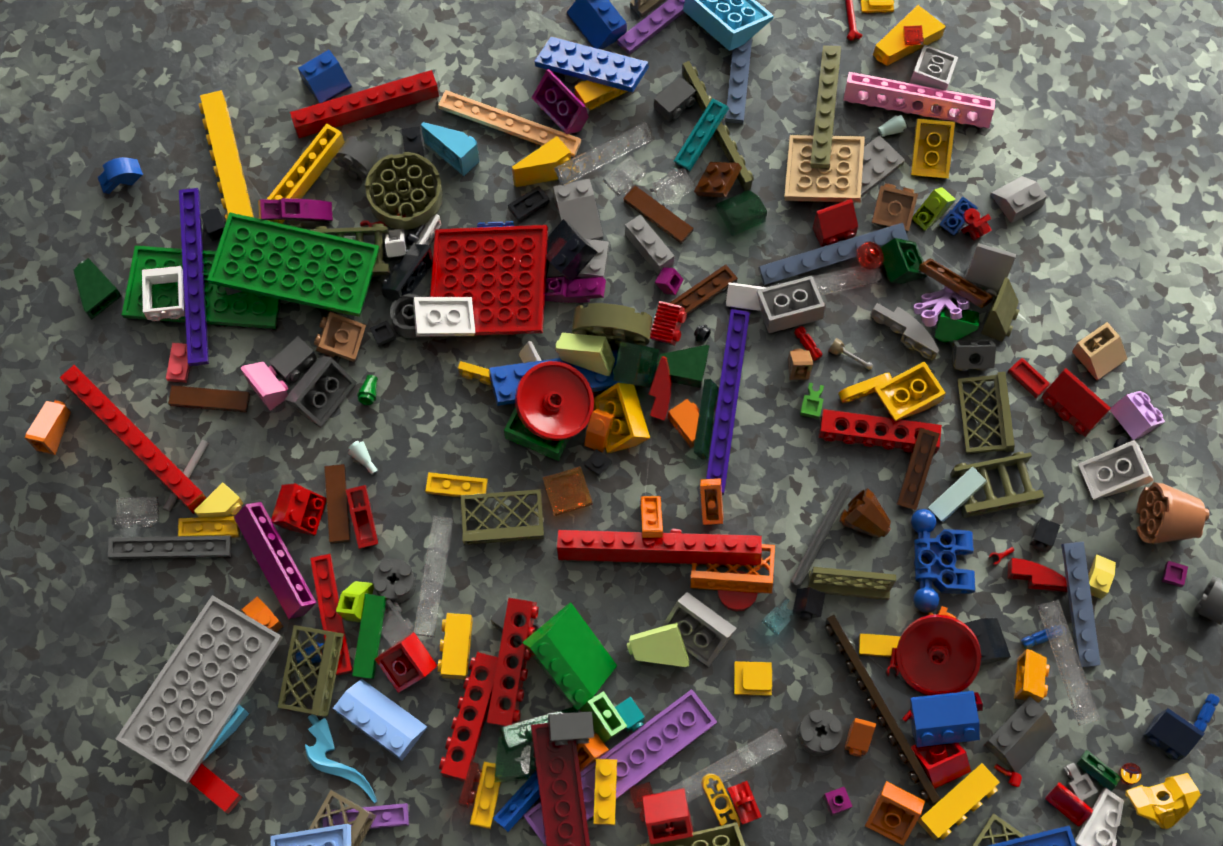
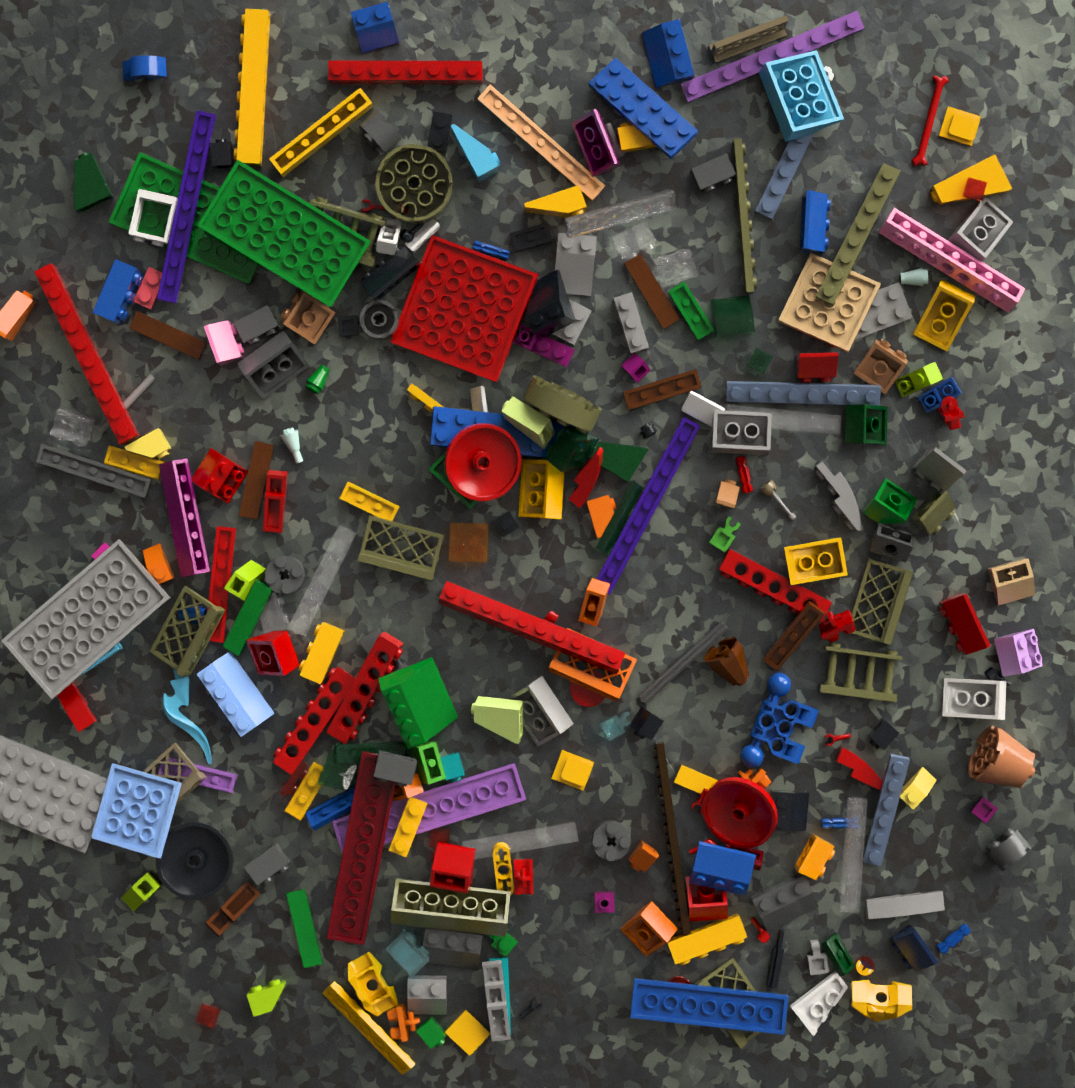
camera: 25 degrees right, 20 degrees up
(147, 371) = (118, 292): none -> blue brick
(295, 209) = (302, 173): magenta slope -> none
(444, 316) = (409, 337): white plate -> none
(598, 429) = (517, 495): orange slope -> none
(651, 517) = (534, 597): orange tile -> none
(667, 323) = (618, 412): red brick -> none
(701, 134) = (723, 224): teal tile -> none
(701, 218) = (691, 311): none -> green plate
(717, 179) = (721, 277): reddish brown plate -> none
(781, 108) = (814, 222): none -> blue slope
(781, 239) = (759, 360): none -> clear green plate
(851, 583) = (690, 717): olive fence -> none
(863, 388) = (779, 538): yellow beam -> none
(870, 255) = (834, 411): clear red plate -> none
(930, 317) = (900, 470): lavender plant -> none
(953, 445) = (836, 624): none -> red hips
(955, 283) = (904, 467): reddish brown tile -> none
(957, 494) = (820, 671): light aqua tile -> none
(1019, 198) = (1005, 395): light grey slope -> none
(1029, 377) = (935, 580): red tile -> none
(1039, 802) = (776, 962): none -> black axle
(1069, 804) = (800, 973): red tile -> none
(1141, 694) = (904, 905): none -> light grey slope

